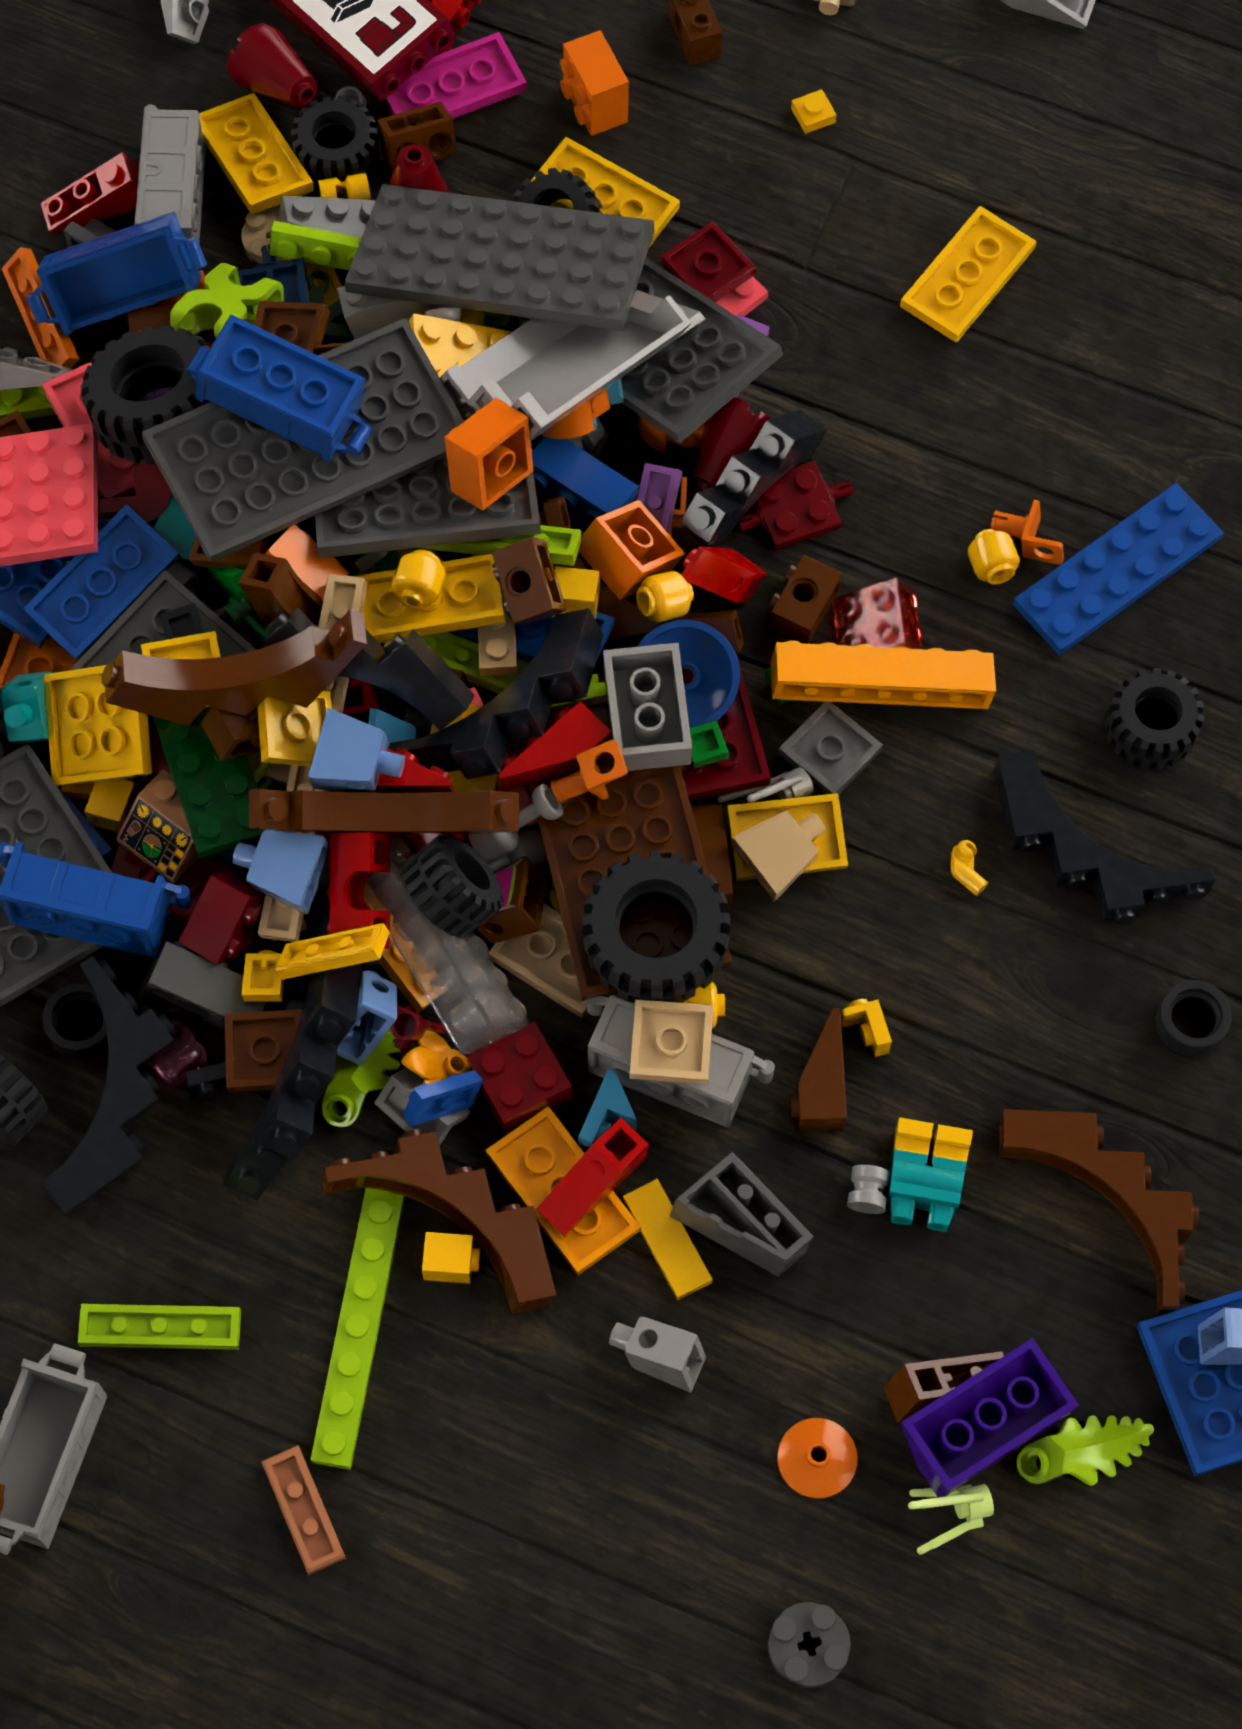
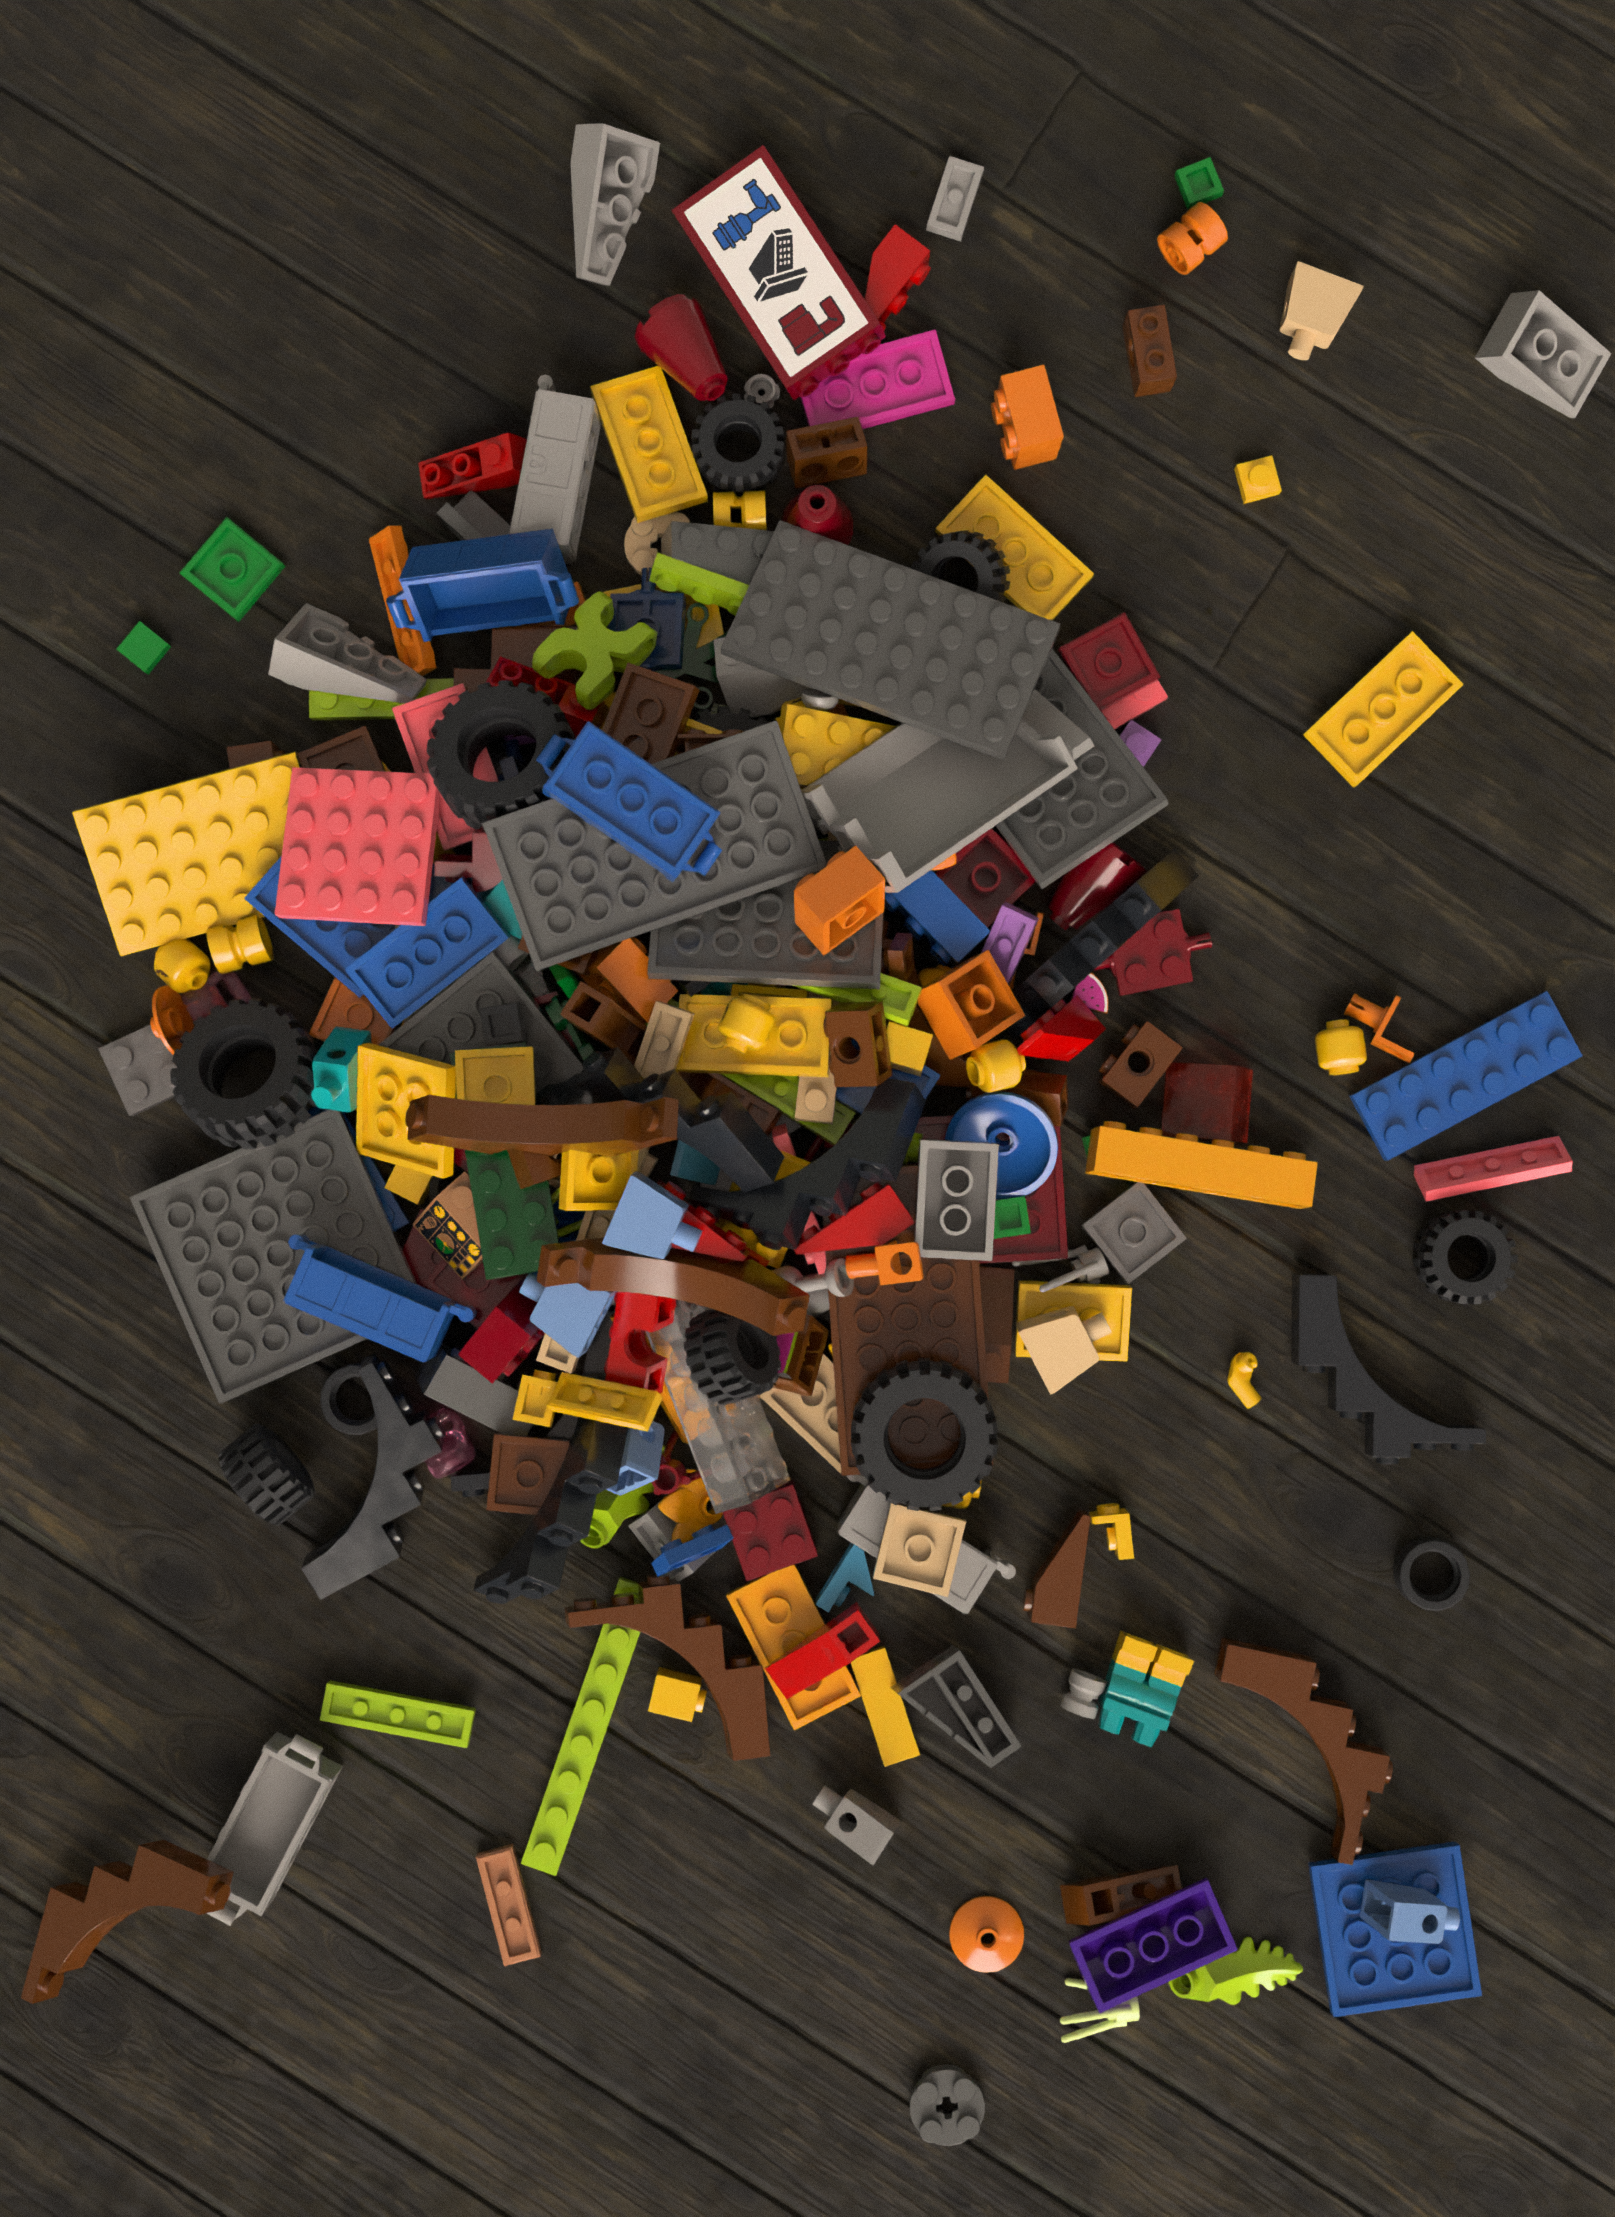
camera: 10 degrees right, 20 degrees up
(628, 444) = (987, 876): none -> dark red brick
(748, 546) = (1092, 994): none -> dark pink tile
(1169, 638) = (1492, 1168): none -> coral plate

